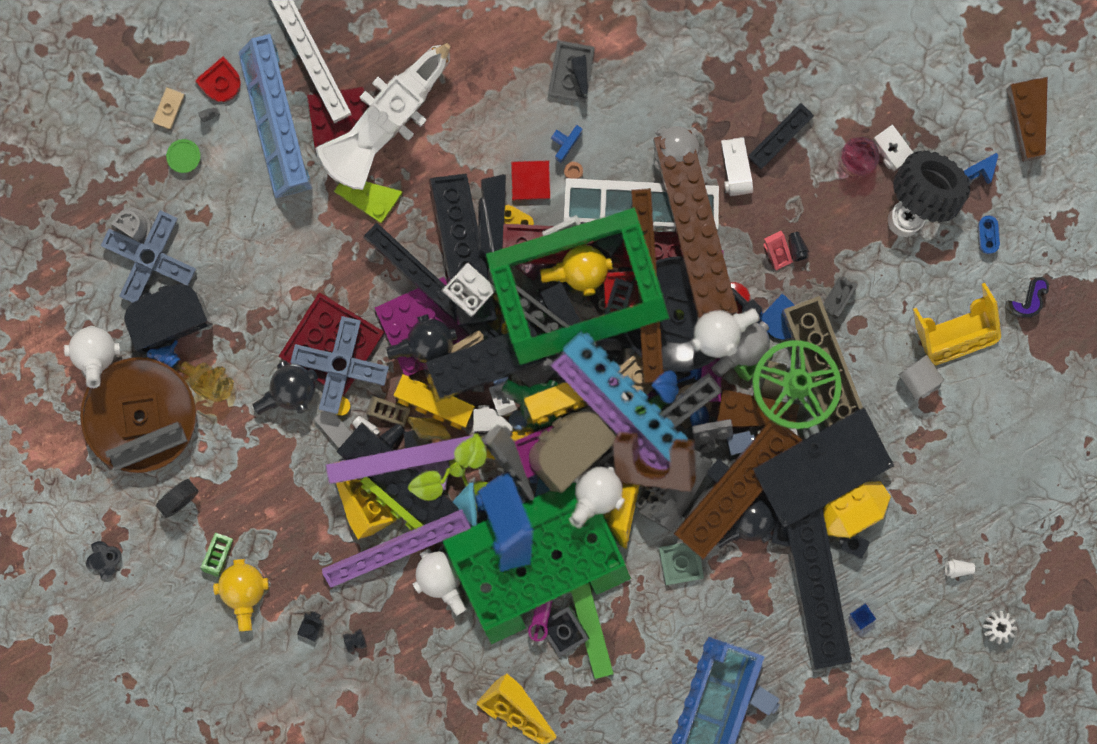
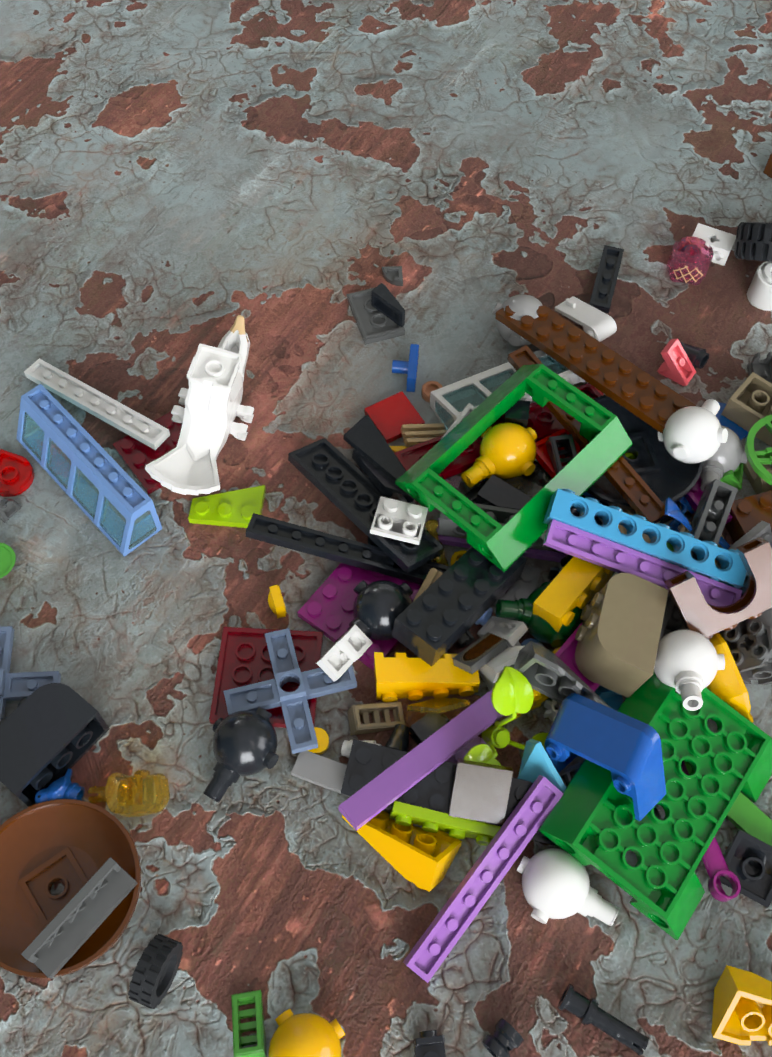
camera: 30 degrees left, 25 degrees down
(363, 292) = (276, 601): none -> yellow tile
(385, 361) = (344, 653): none -> white slope
(414, 653) = (590, 1013): none -> black pin
(419, 499) = (480, 791): none -> tile
(475, 408) = (480, 652): none -> tile
(558, 215) = (410, 431): none -> tan tile
(608, 37) = (393, 275): none -> dark grey tile

